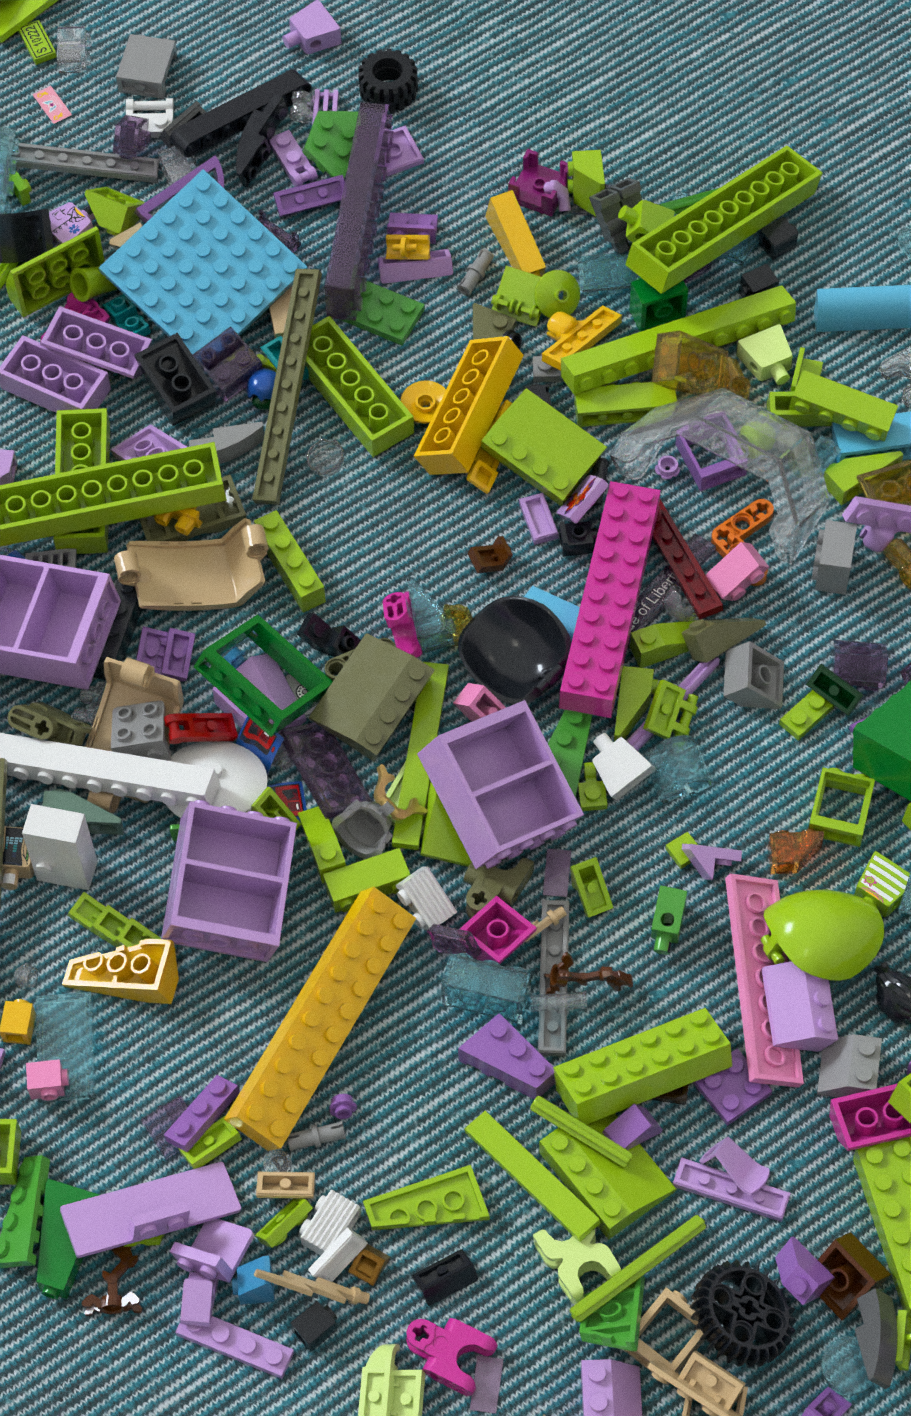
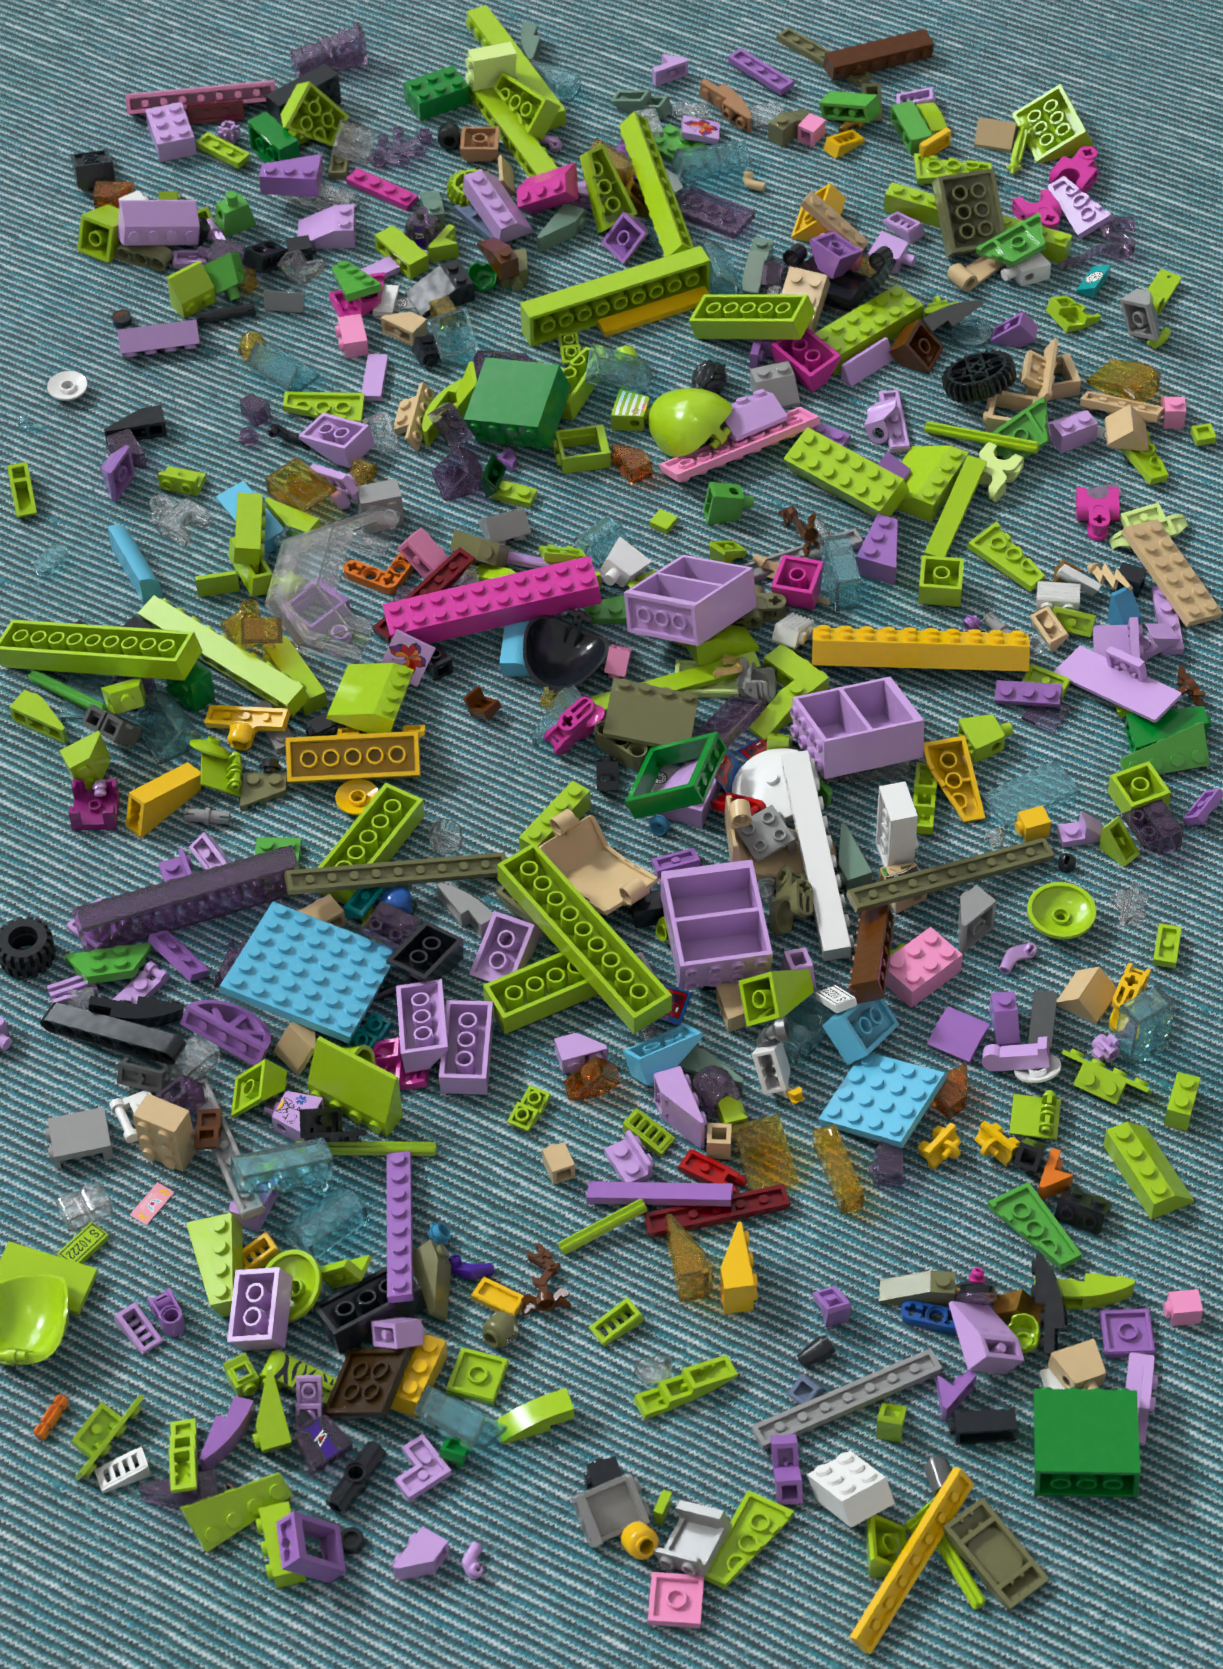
camera: 115 degrees left, 10 degrees down
(46, 1079) = (1067, 781): bright pink brick -> none
(82, 149) = (208, 1129): none -> reddish brown slope
(93, 109) = (164, 1132): none -> tan brick
(169, 1033) = (984, 735): none -> lime torso
(291, 1375) = (1172, 573): none -> tan plate
(408, 247) = (207, 854): yellow hips -> none
(420, 1097) = (941, 581): none -> lime brick
(445, 1277) = (1048, 535): black slope -> none
(453, 941) = (820, 590): clear purple plate -> none
(538, 518) = (427, 695): lavender tile -> none
(581, 1131) = (914, 481): lime axle -> none
(686, 172) = (33, 712): none -> lime slope
(704, 858) = (664, 499): lavender slope -> none
(766, 354) = (206, 605): yellowish green torso -> none
(802, 1272) = (931, 363): medium lavender slope -> none
(848, 1200) = (866, 362): none -> lavender slope

